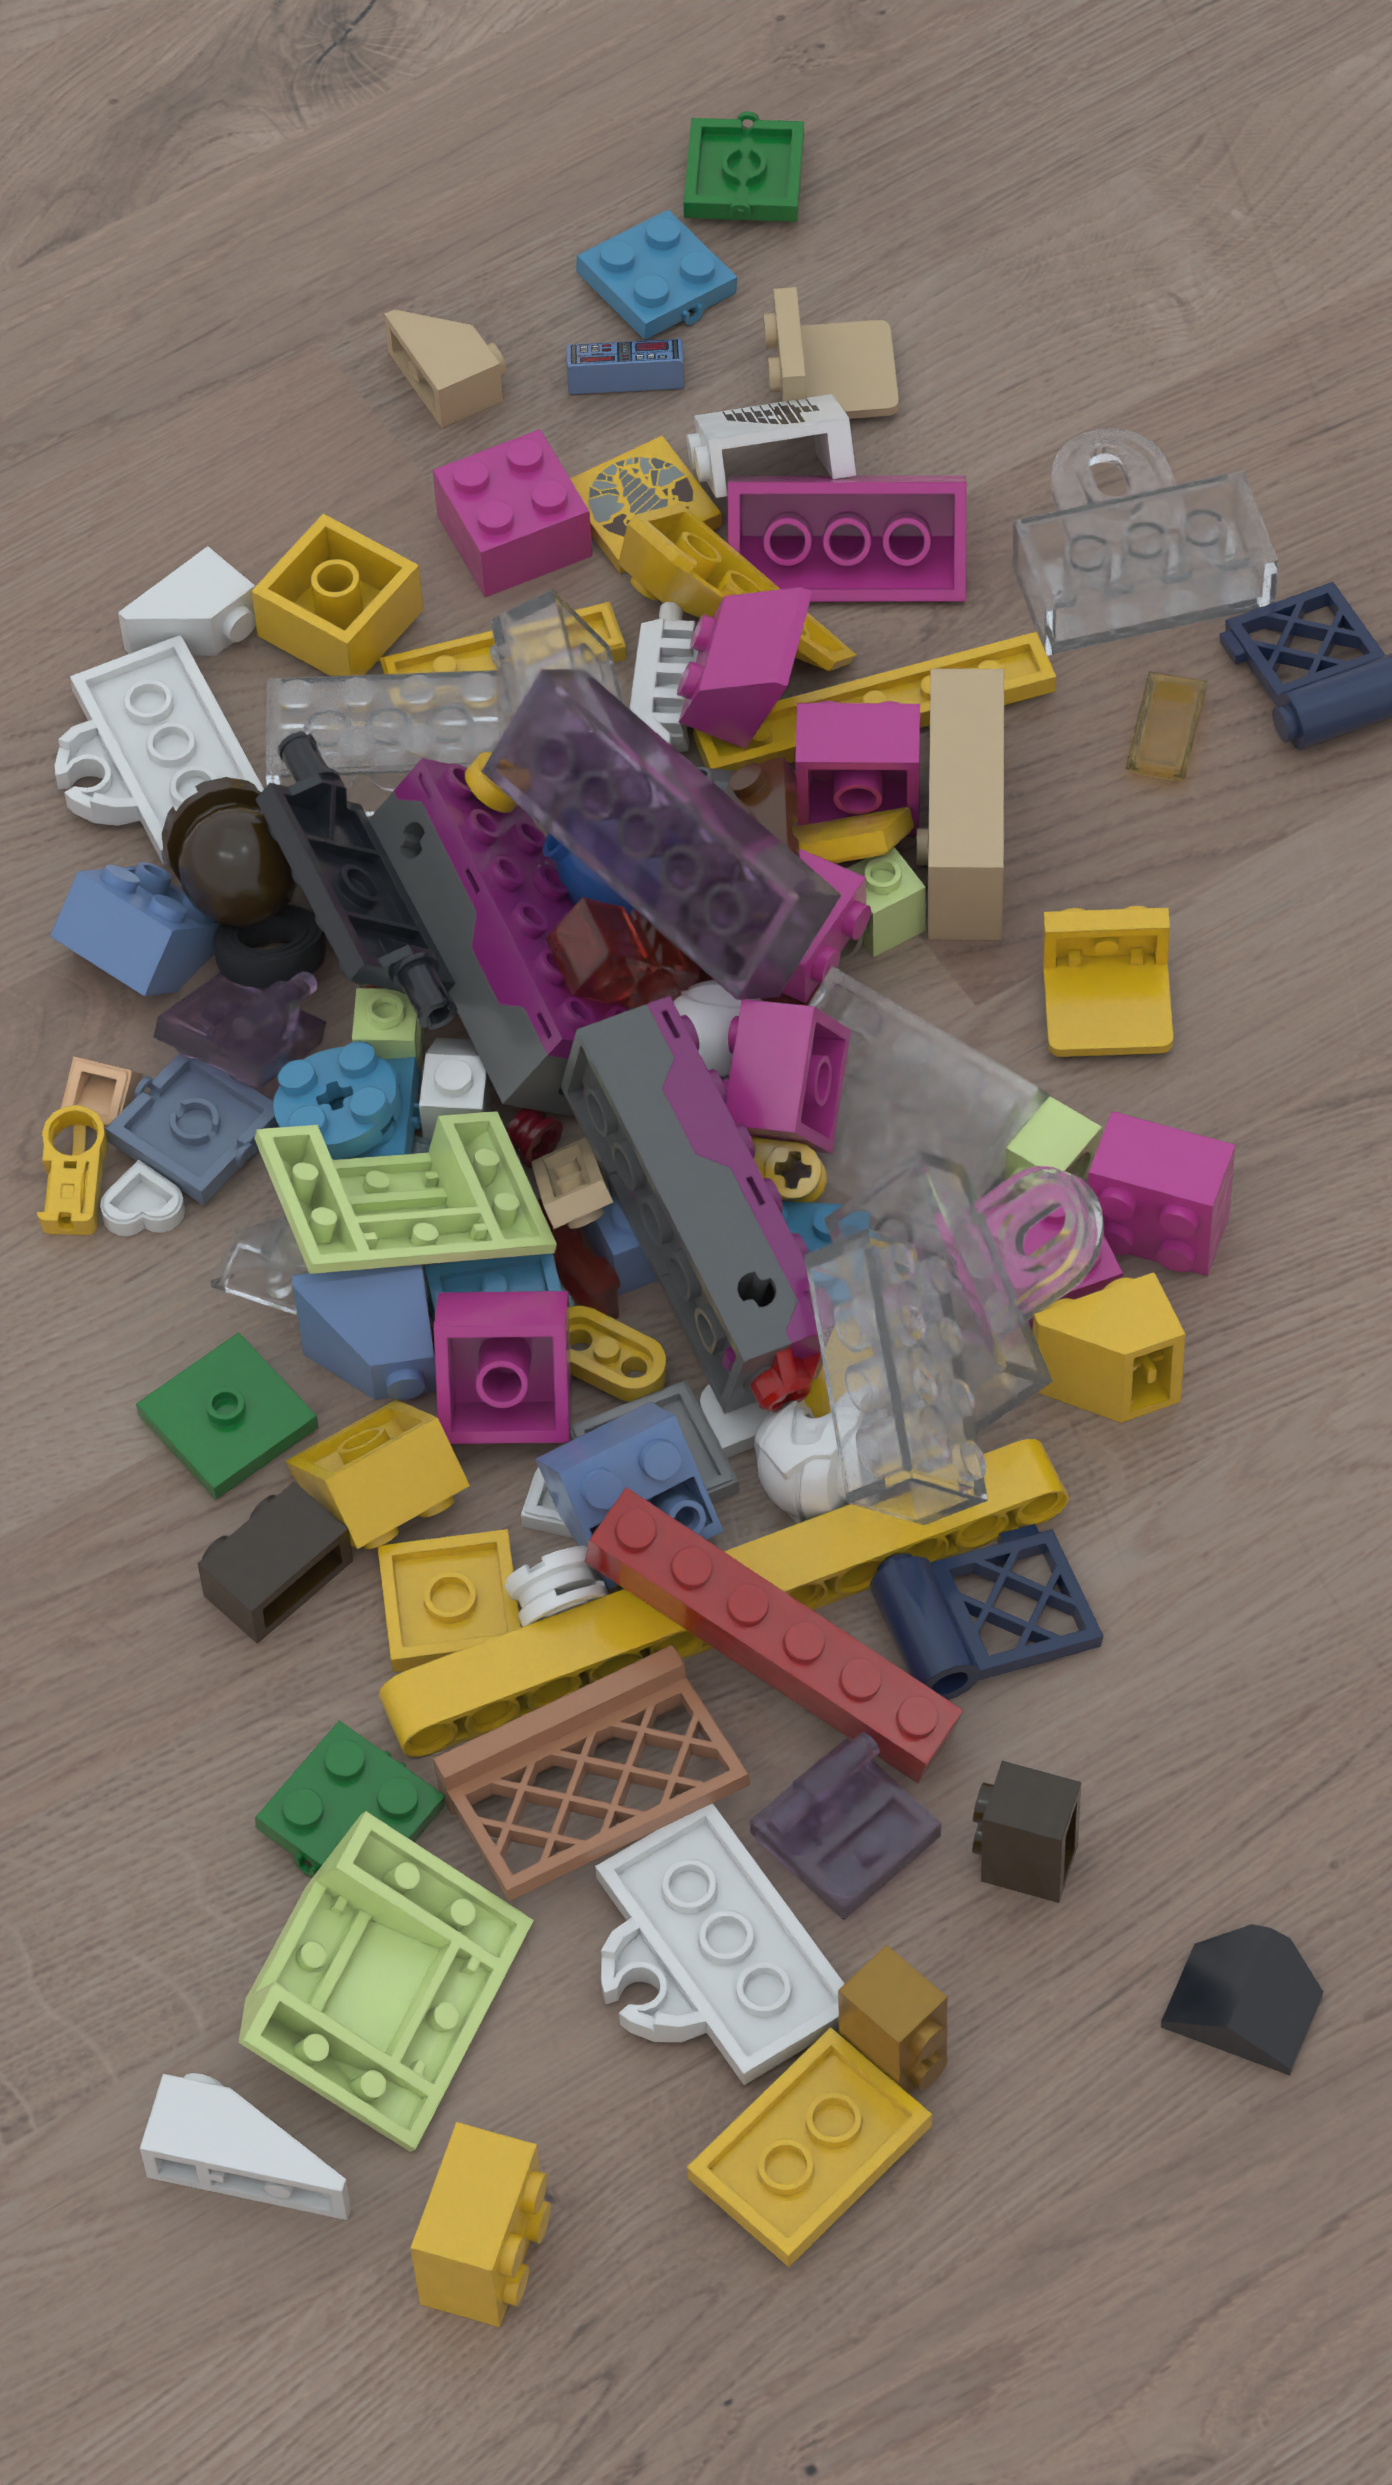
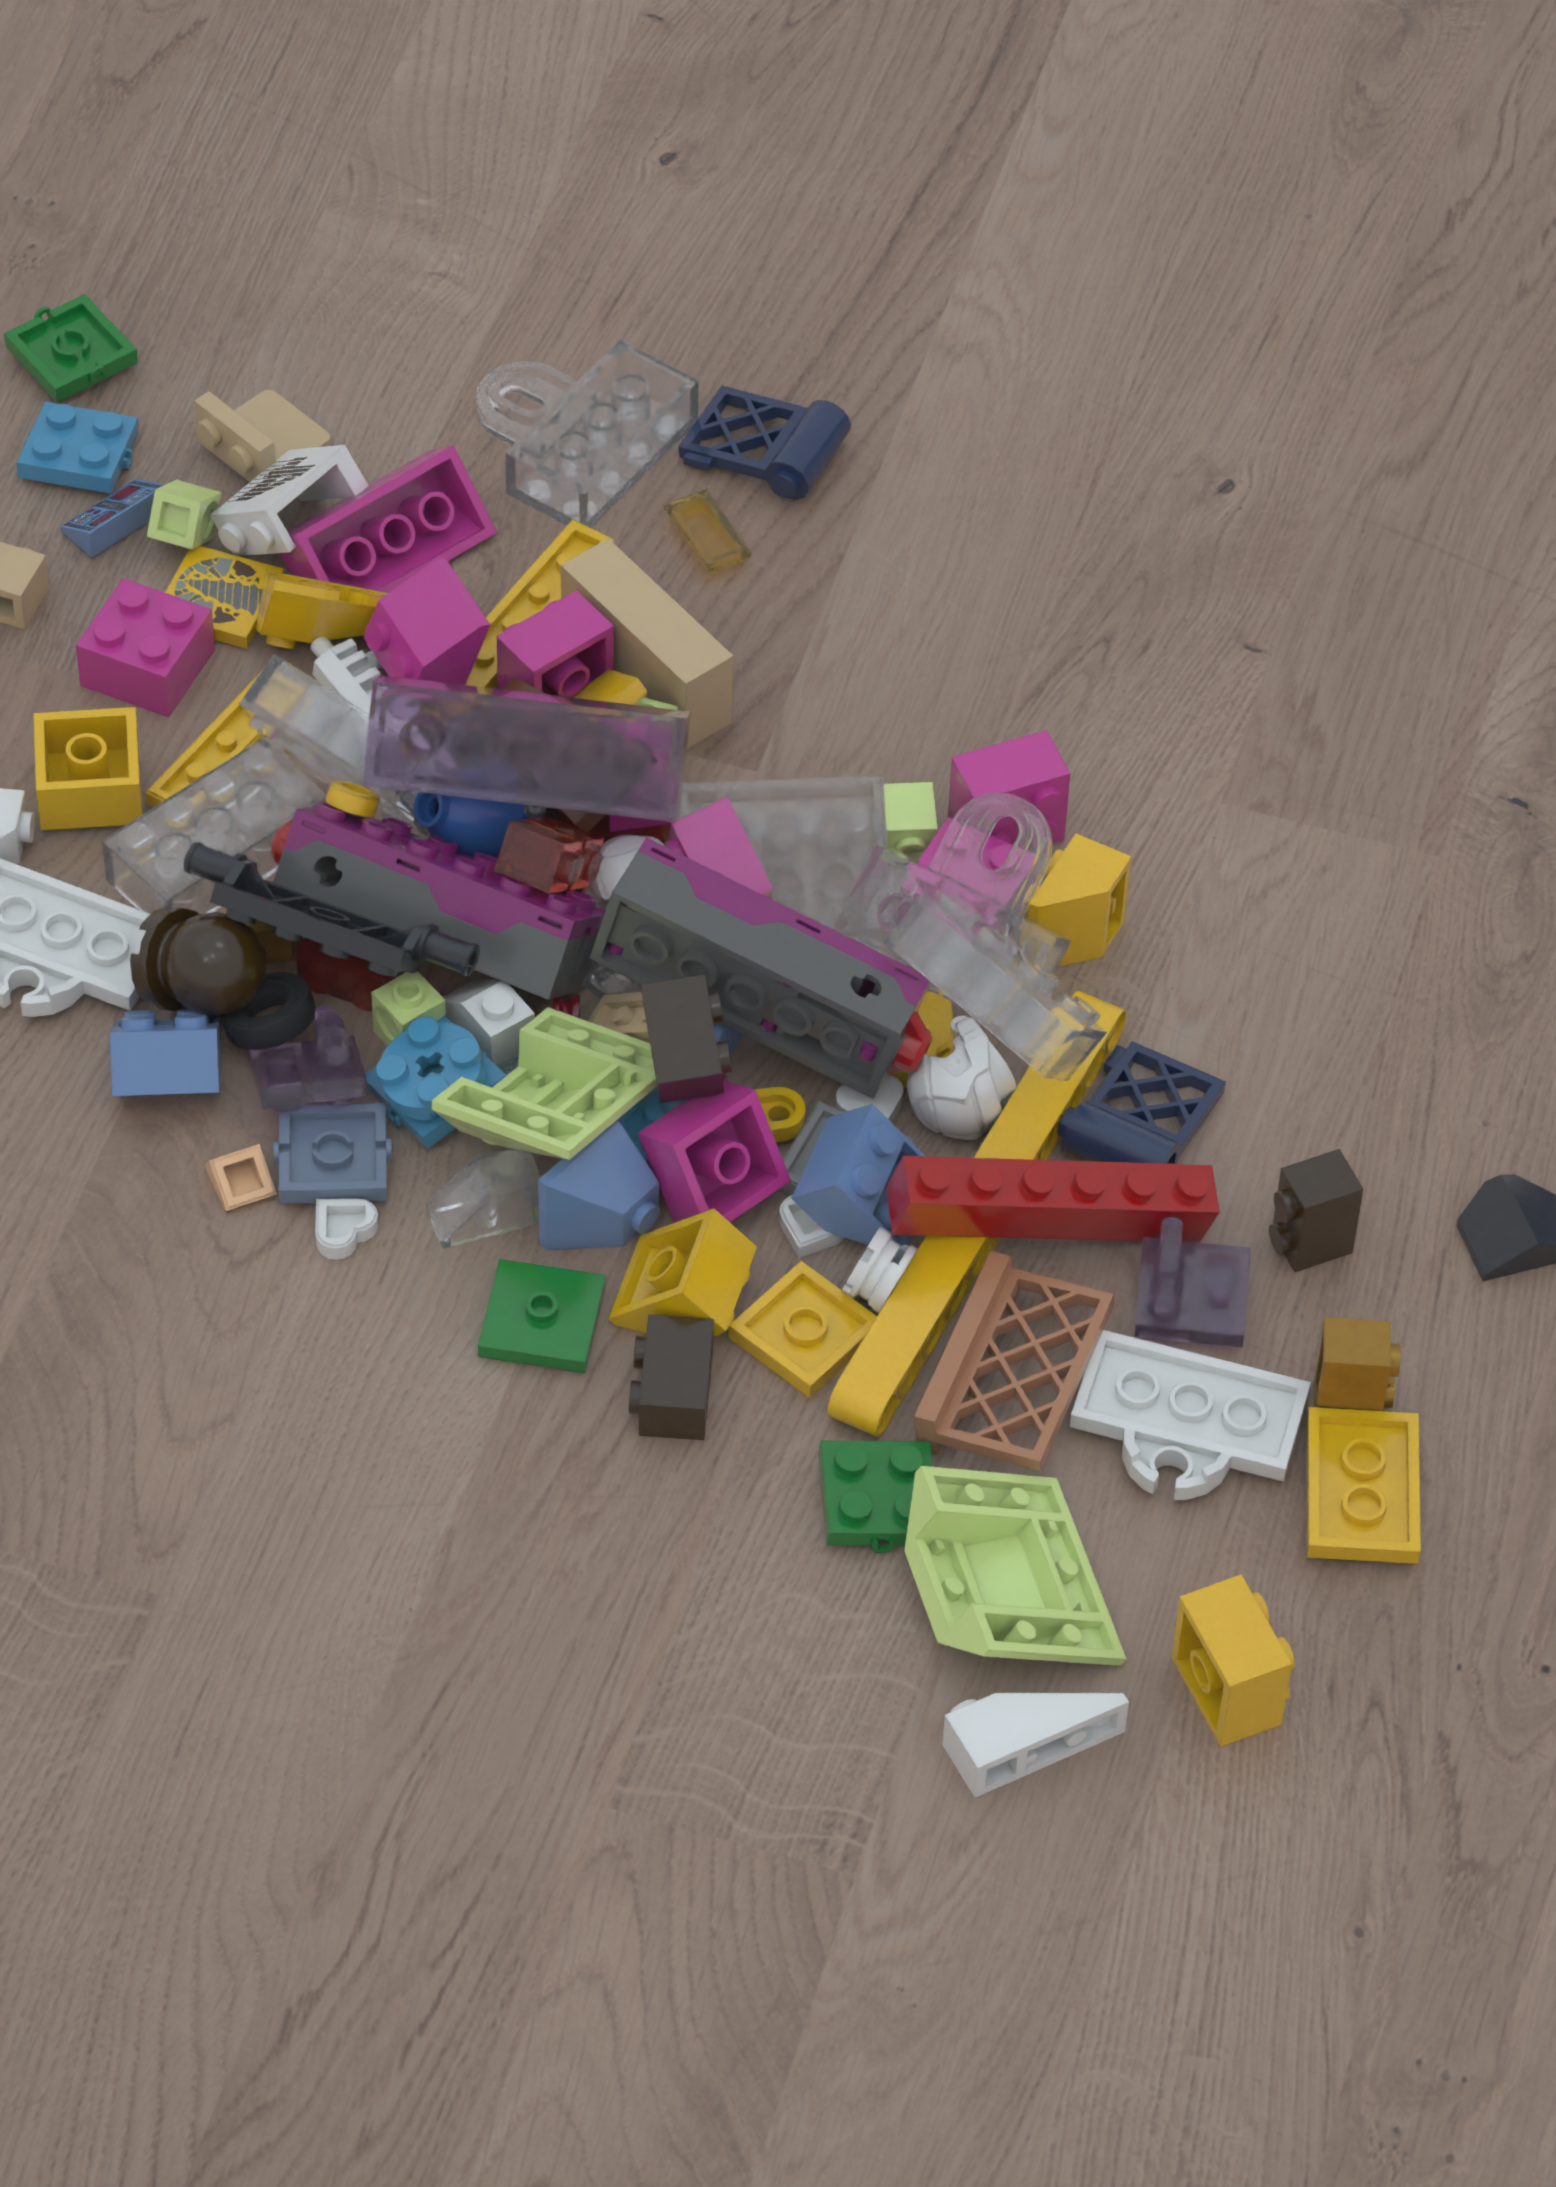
camera: 45 degrees left, 5 degrees down
(73, 1179) = (284, 1241): yellow piece -> none
(537, 1225) = (683, 1038): none -> dark brown piece
(668, 396) = (183, 514): none -> yellowish green brick
(1107, 981) = (833, 702): yellow bracket -> none

